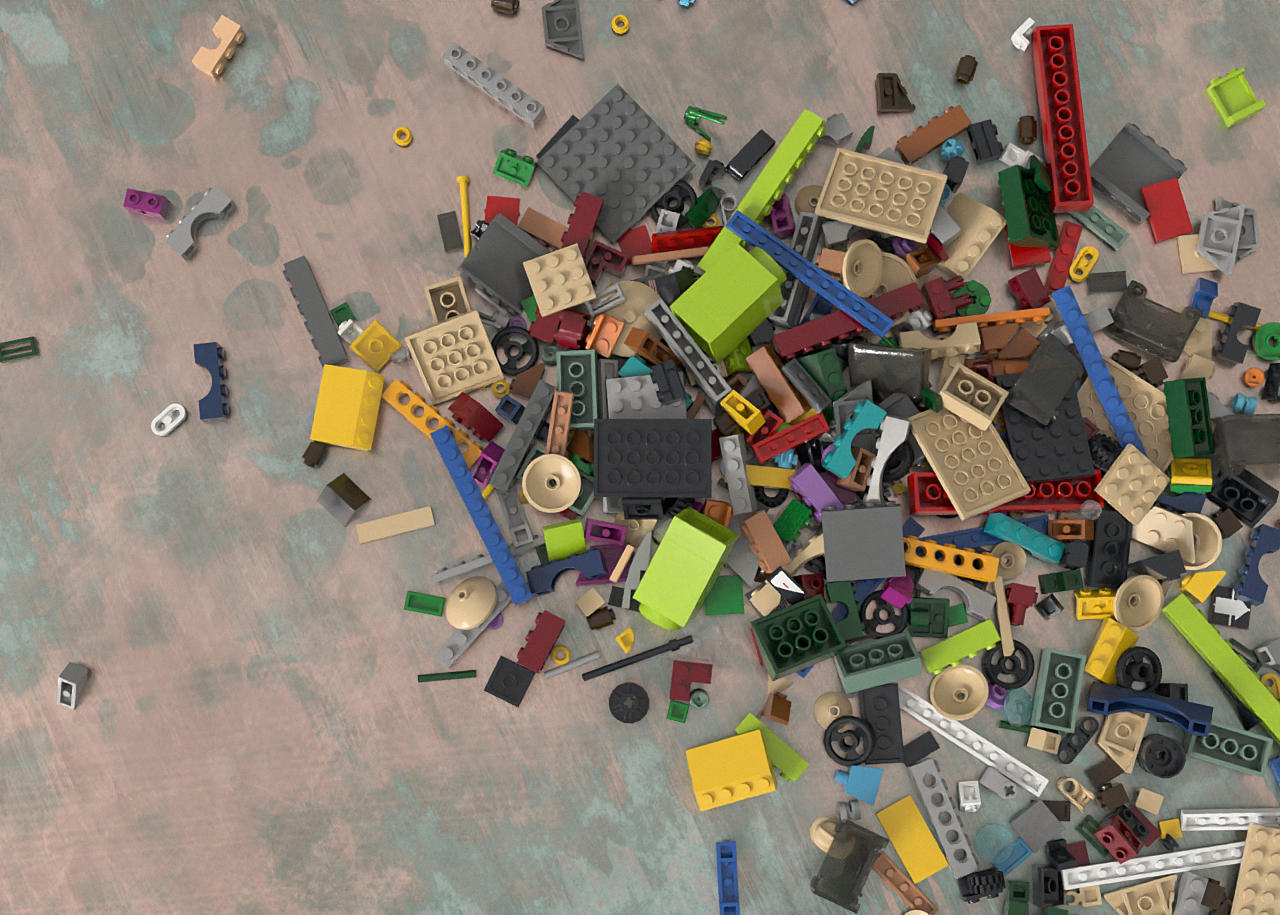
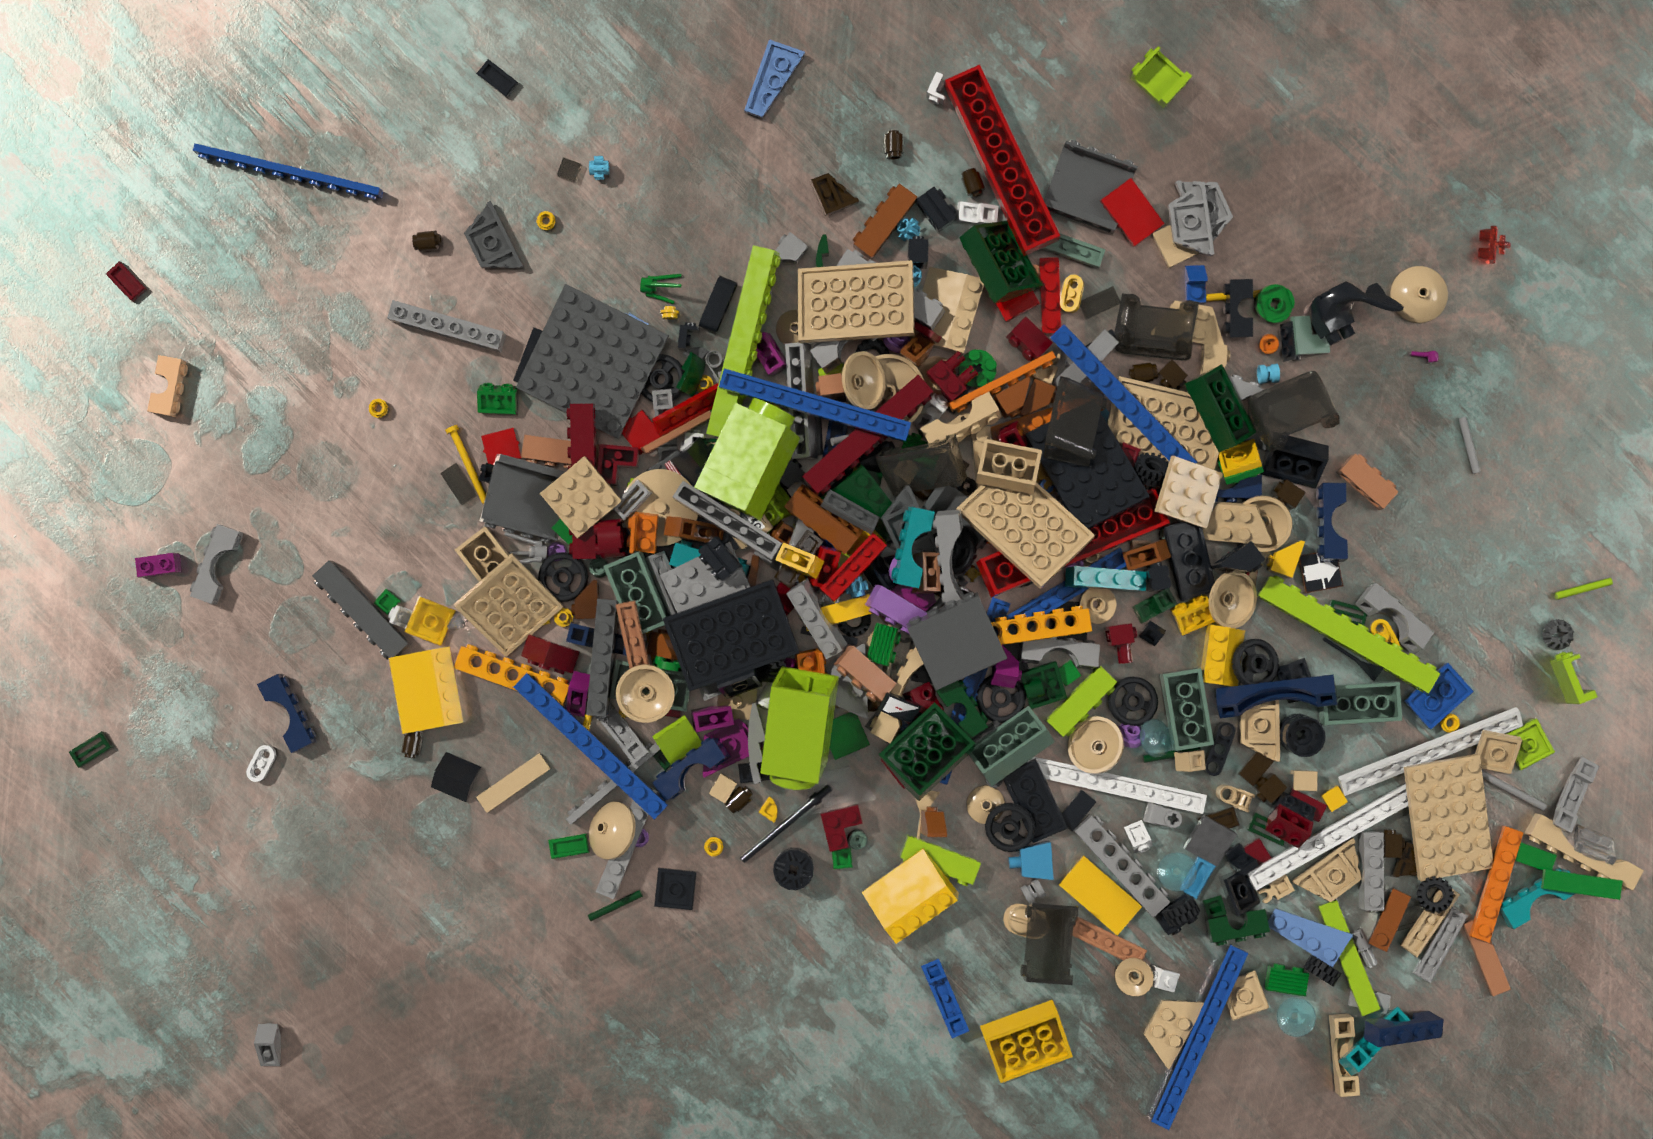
camera: 20 degrees left, 5 degrees up
(541, 641) = (690, 842): dark red brick -> none
(571, 665) = (727, 852): light grey bar -> none
(622, 563) = (739, 742): light nougat tile -> none
(931, 400) = (973, 483): dark green tile -> none
(1003, 616) = (1111, 659): tan tile -> none
(1042, 176) = (1000, 223): dark green slope -> none
(1091, 510) = (1158, 530): clear tile -> none
(1169, 843) = (1337, 812): black bush -> none

